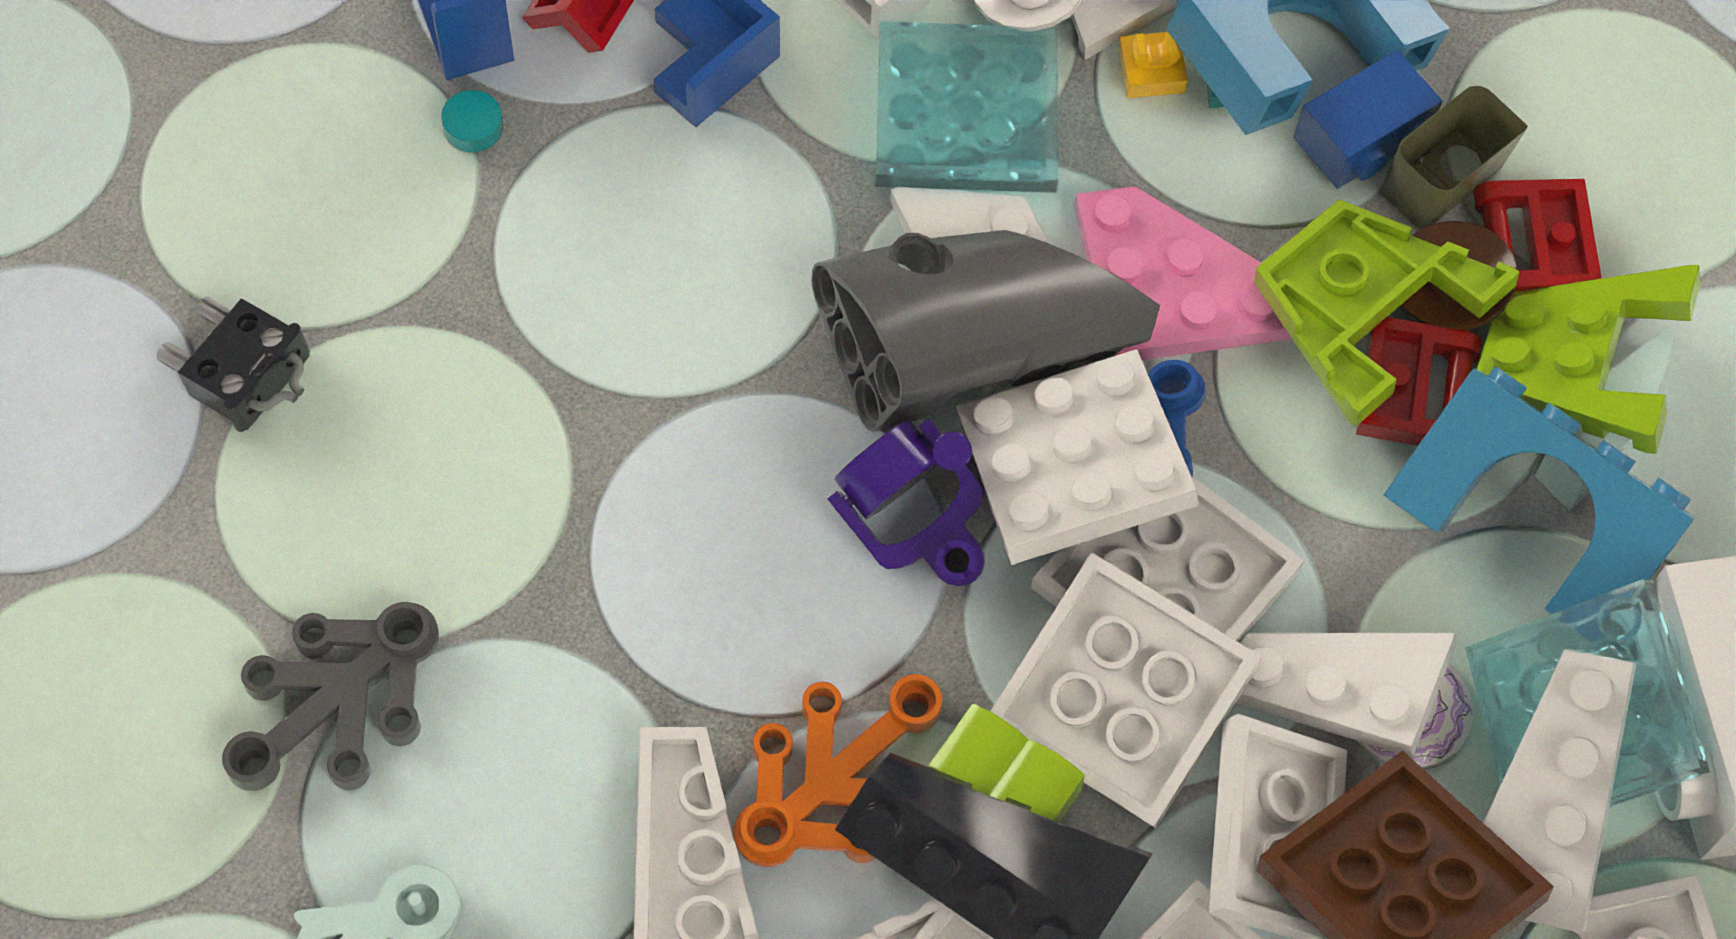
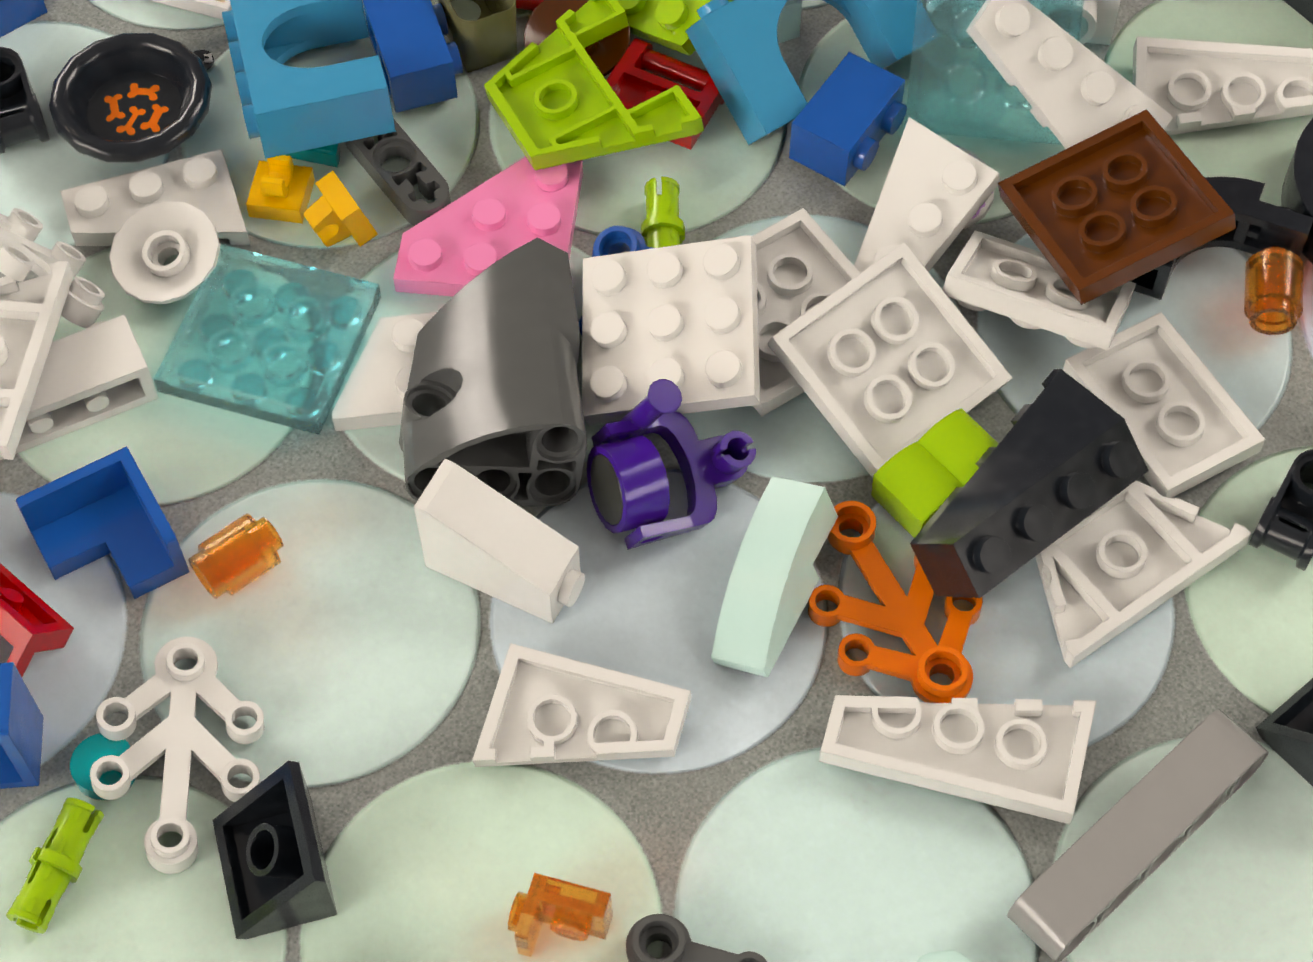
camera: 70 degrees left, 5 degrees down
(365, 114) = (55, 865): none -> lime pin
(415, 534) = (566, 906): none -> clear orange bracket
(416, 288) = (274, 857): none -> black slope
(509, 170) = (178, 739): none -> white plant
(629, 497) = (577, 712): none -> white wing
(710, 153) = (236, 555): none -> clear orange brick
(778, 366) = (495, 544): none -> white slope
(826, 635) = (772, 575): none -> light aqua slope
(1138, 121) = (337, 214): none -> yellow tile
(1220, 180) = (399, 185): none -> dark grey beam
(1239, 427) = (662, 219): none -> lime pin
(1443, 576) = (848, 119): none -> blue brick

